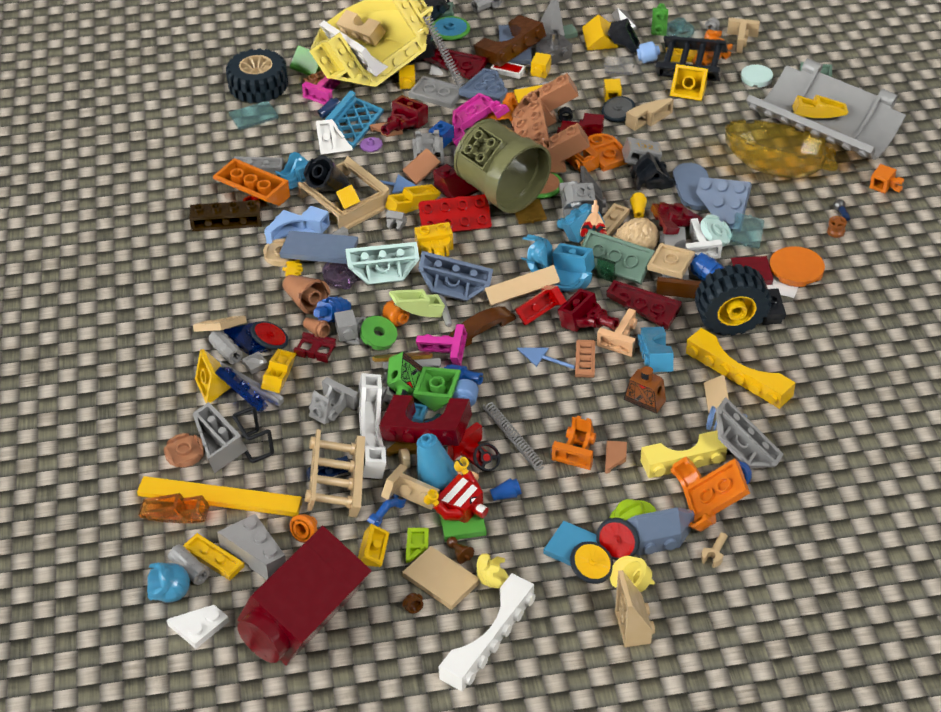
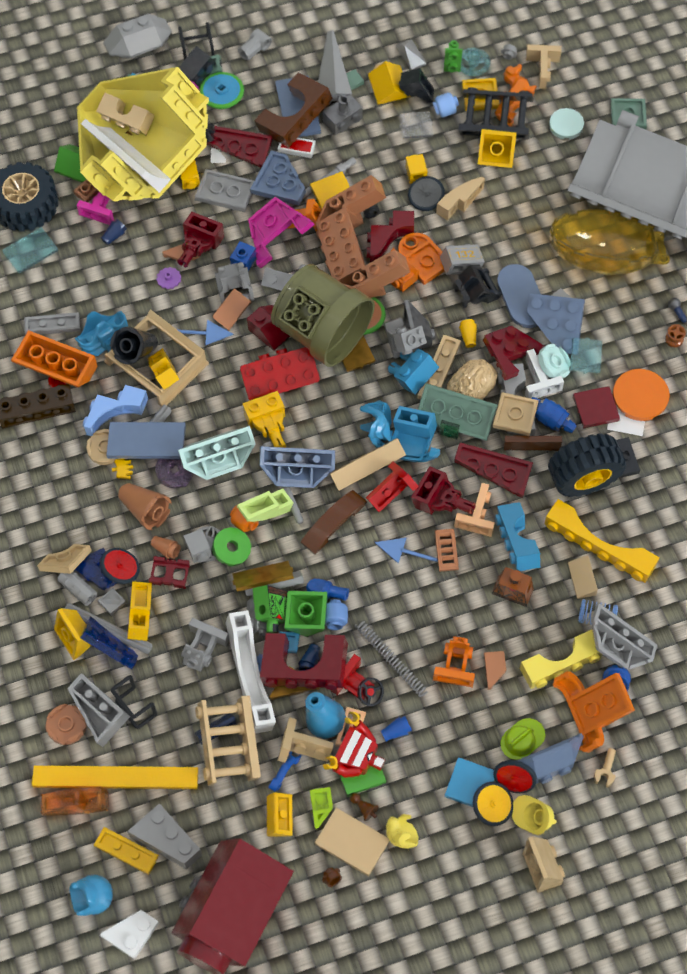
camera: 10 degrees left, 20 degrees up
(197, 571) = (105, 867): light grey axle -> none
(303, 527) = (209, 805): orange brick -> none
(327, 307) = (178, 525): blue piece -> none
(331, 138) = (125, 281): white wing -> none
(347, 106) = (127, 239): dark azure fence -> none
(395, 217) = (213, 385): light grey tile -> none
(404, 457) = (290, 705): tan tile -> none
(410, 198) = (229, 355): yellow slope -> none
(441, 51) = (227, 147): light grey piece -> none
(445, 344) = (305, 553): dark pink bracket -> none
(463, 663) = (392, 940): white arch -> none
(540, 65) = (332, 138): yellow brick -> none
(593, 219) = (427, 371): piece -> none
(819, 107) = (640, 174): yellow slope -> none

